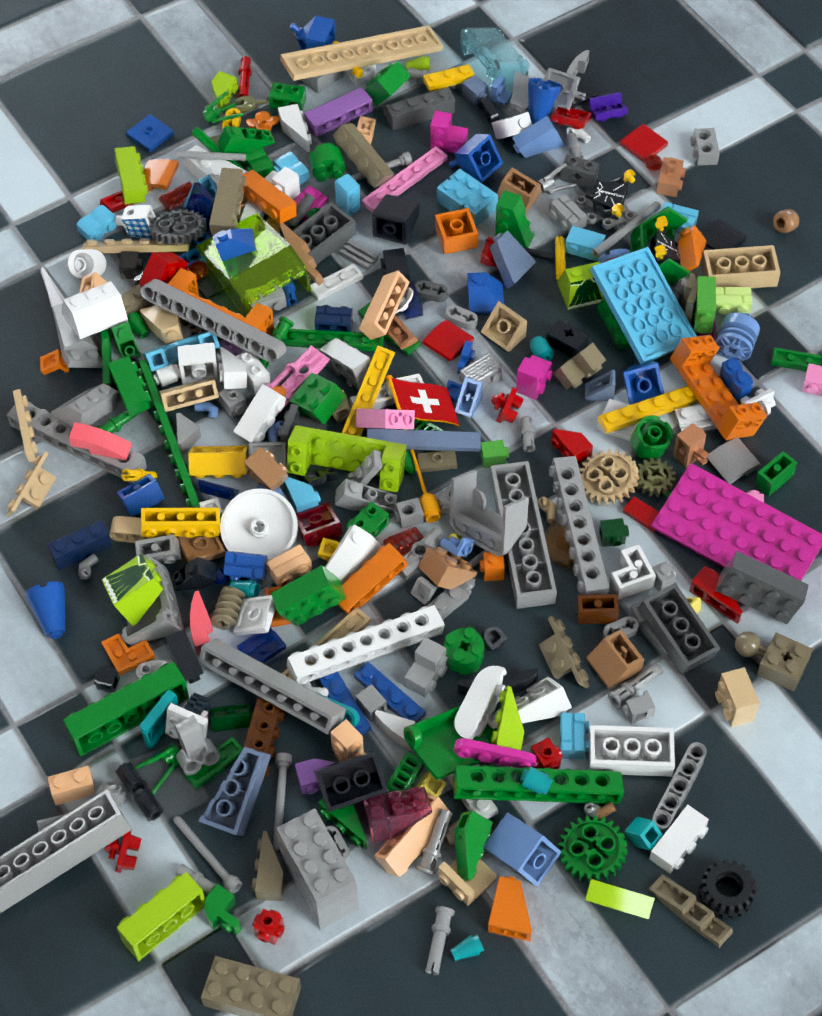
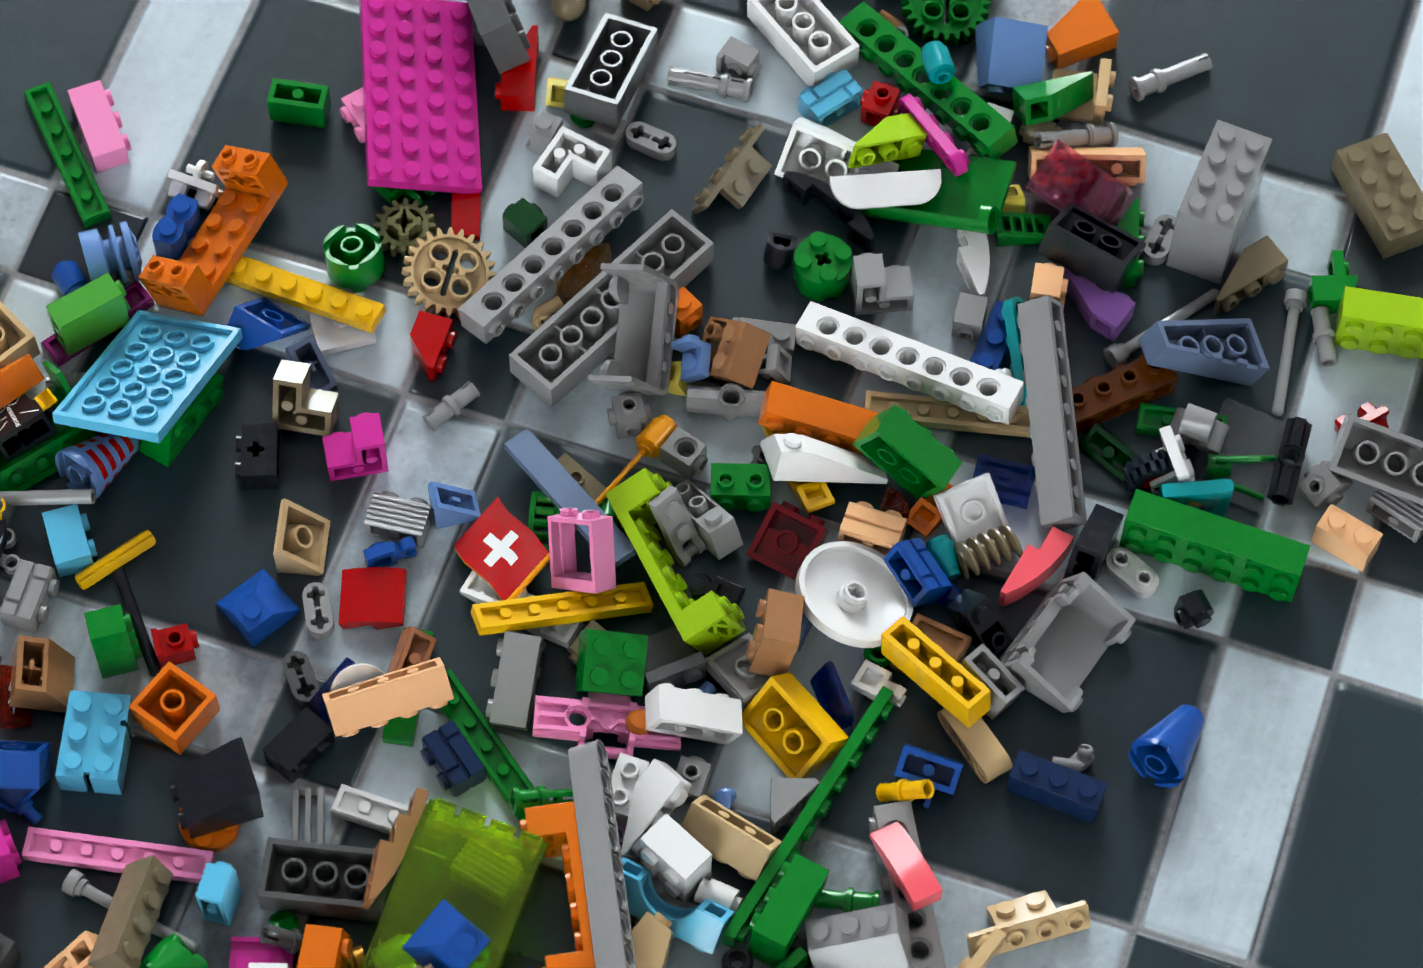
camera: 130 degrees left, 5 degrees up
(125, 658) = (1151, 617): orange plate -> none
(134, 587) = (1072, 640): lime slope -> none
(271, 932) = (1307, 228): red brick -> none
(301, 495) = (760, 578): medium azure slope -> none
(395, 539) = (733, 446): clear red slope -> none
(396, 699) = (939, 304): blue plate -> none
(454, 390) = (446, 537): blue tile -> none
(467, 948) = (1153, 45): teal cone -> none
(493, 453) = (514, 417): bright green brick -> none
(505, 403) = (426, 455): red hips -> none
(510, 258) = (179, 600): sand blue slope -> none
(541, 348) = (301, 474): teal brick -> none
(579, 286) = (154, 488): slope -> none
(597, 609) = (651, 167): reddish brown brick -> none
(615, 659) = (700, 113): medium nougat slope -> none
(690, 297) = (82, 343): dark tan slope -> none
(690, 446) = (331, 205): nougat brick -> none
(693, 414) = (275, 245): white plate -> none
(733, 300) = (30, 304): yellowish green brick -> none
(733, 460) = (310, 164): light grey slope -> none

